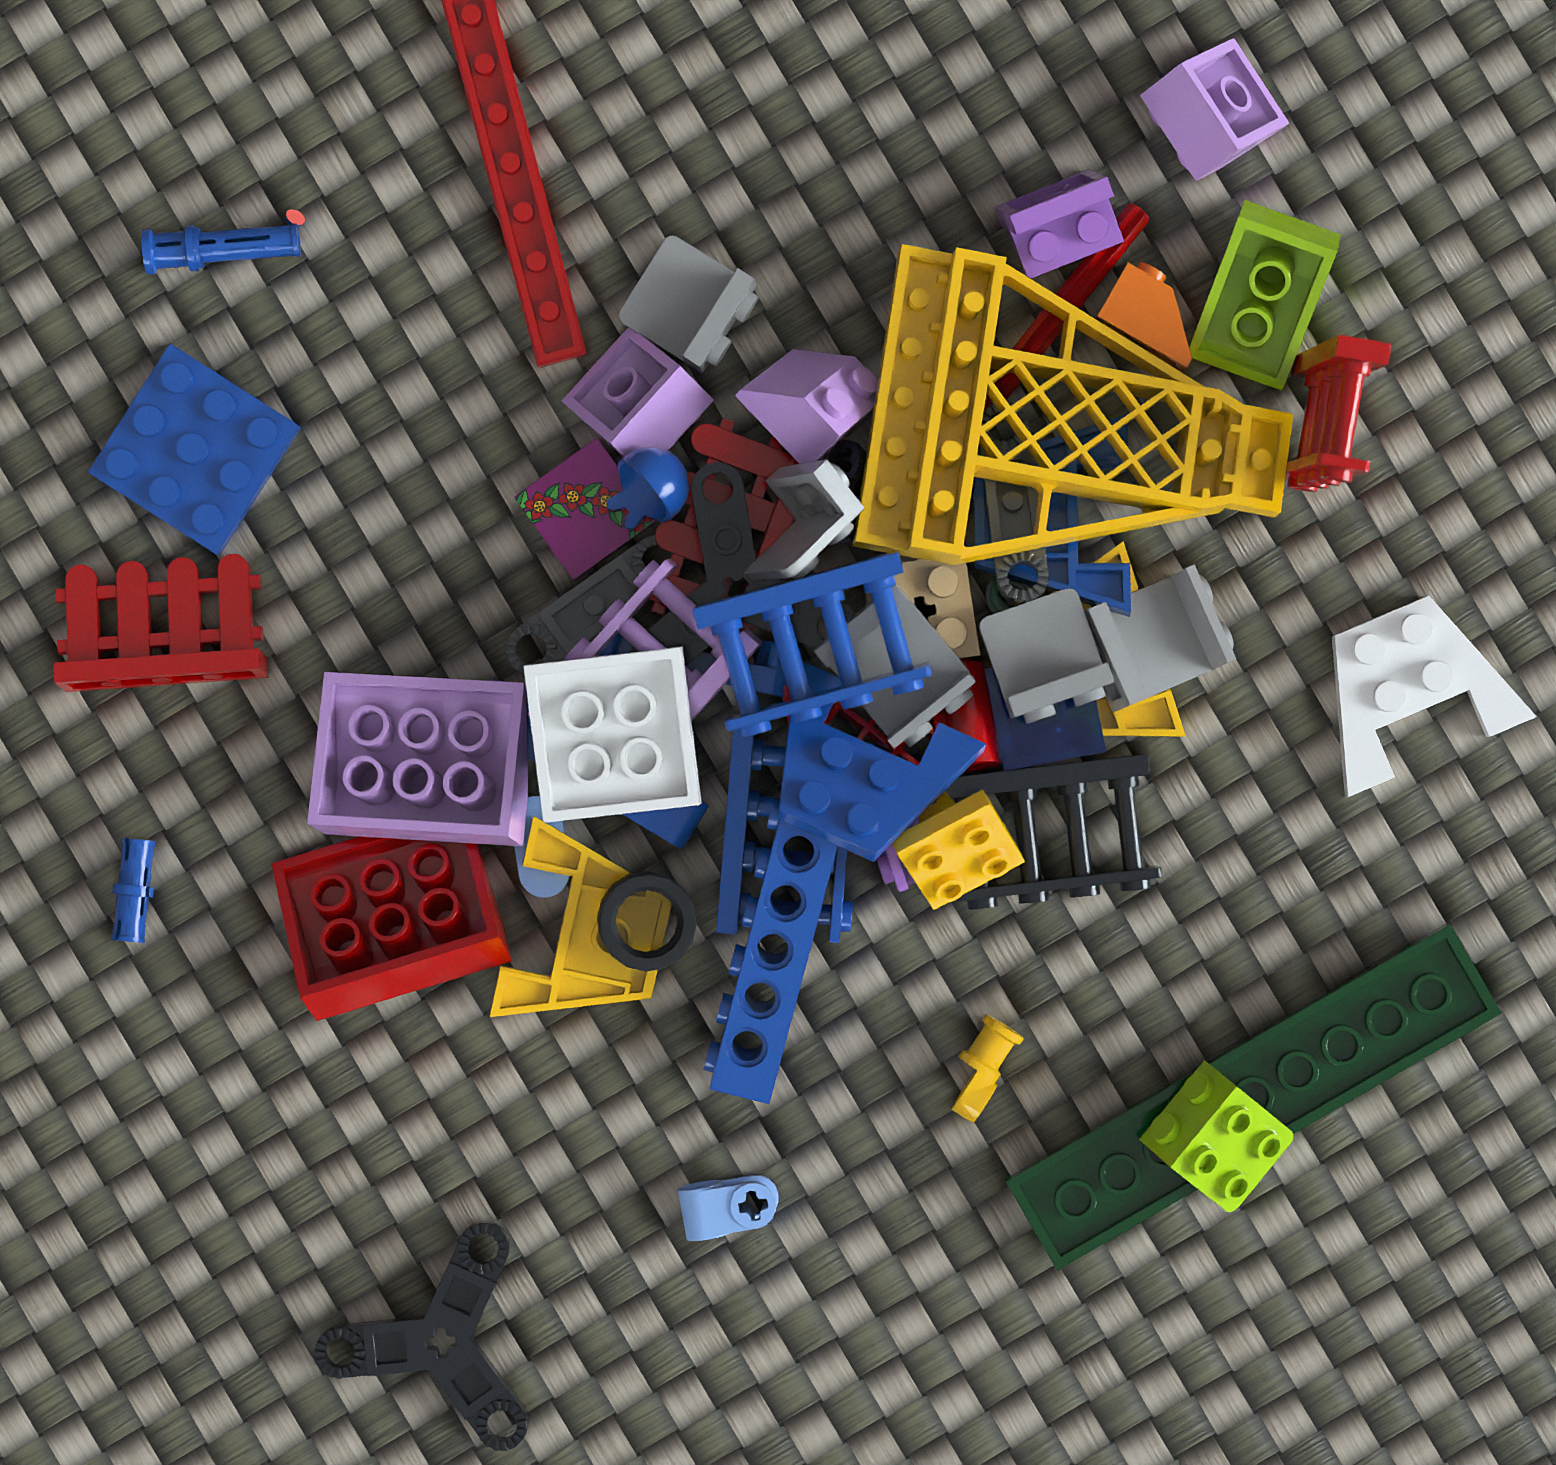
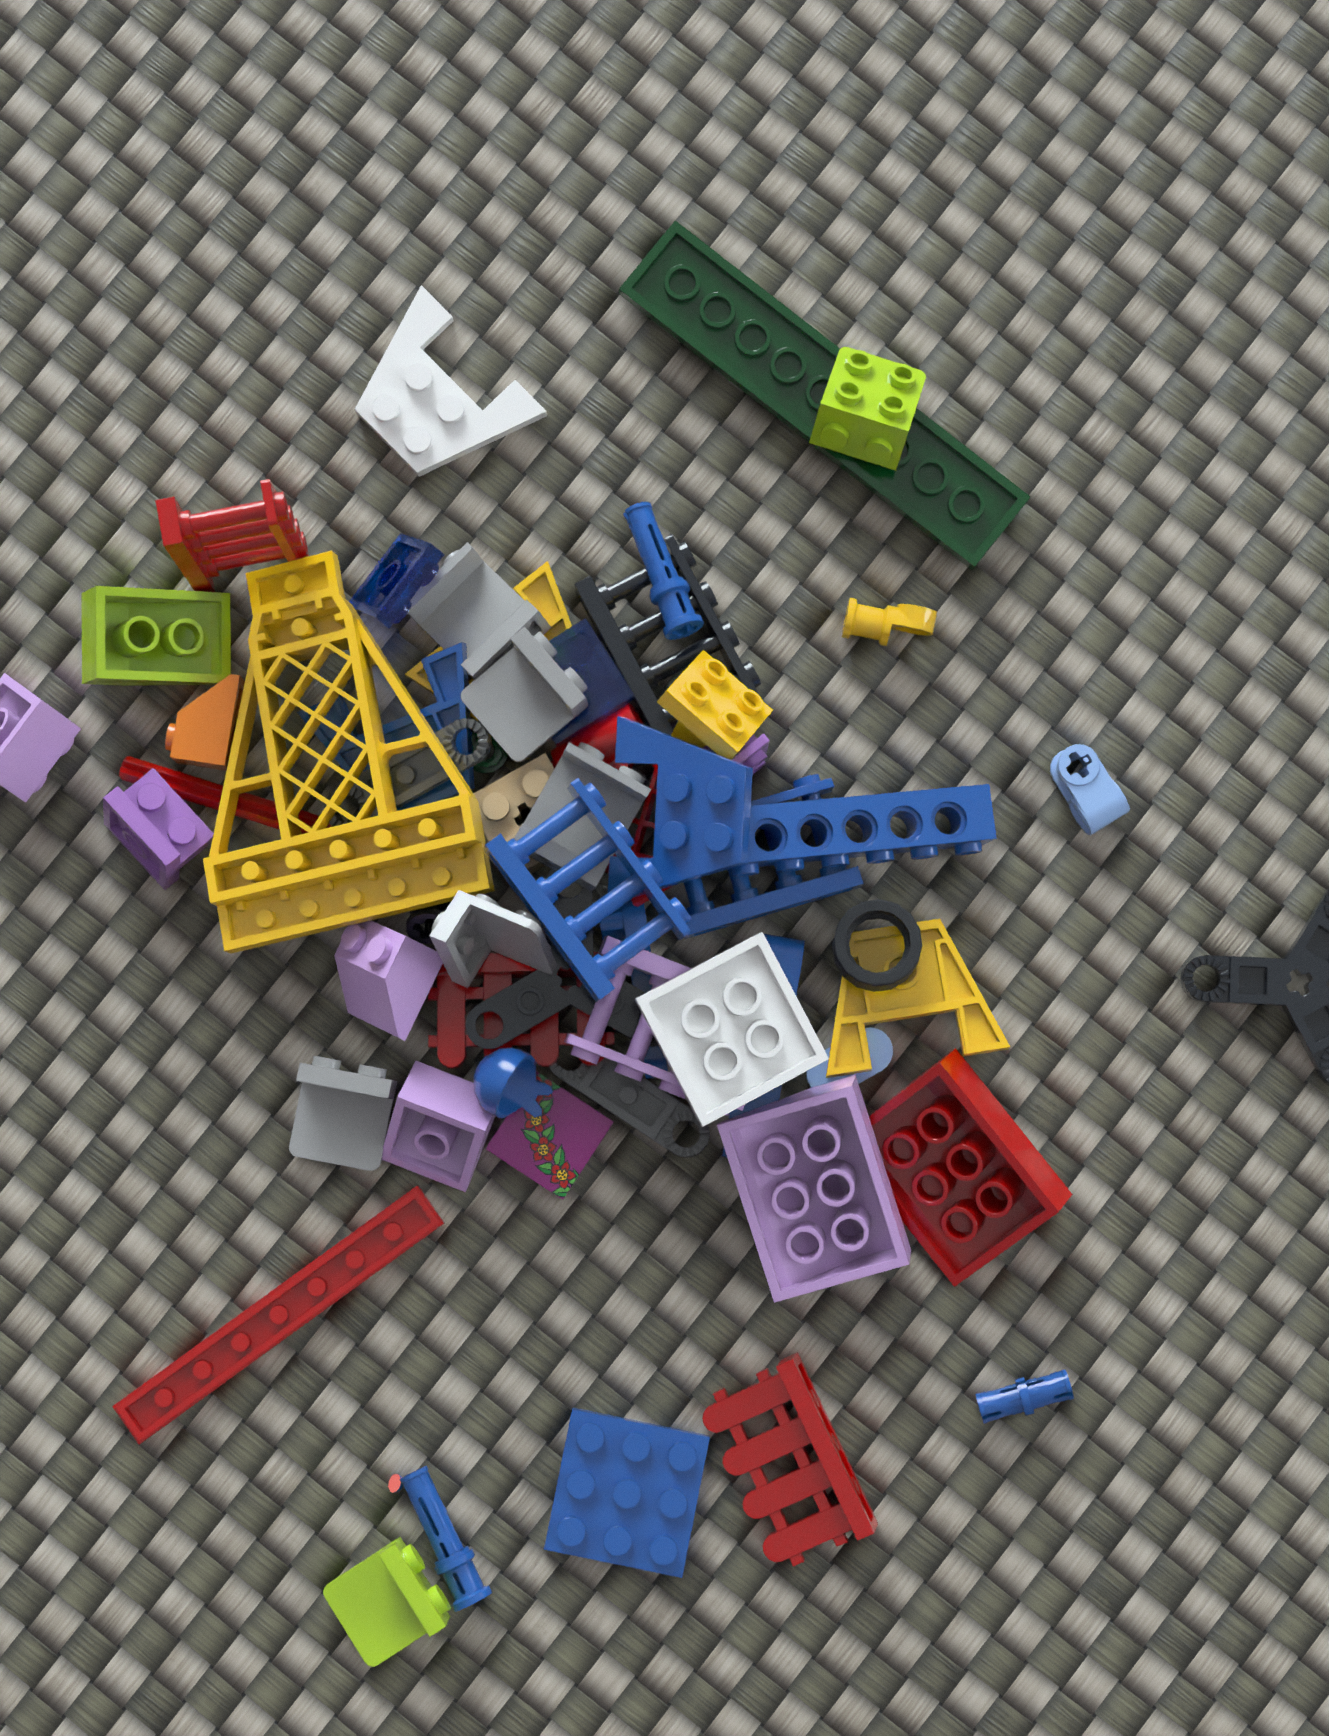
camera: 105 degrees left, 5 degrees down
(178, 165) = (387, 1602): none -> lime bracket
(1102, 850) = (667, 588): none -> blue pin
(1224, 569) = (396, 579): none -> clear blue plate

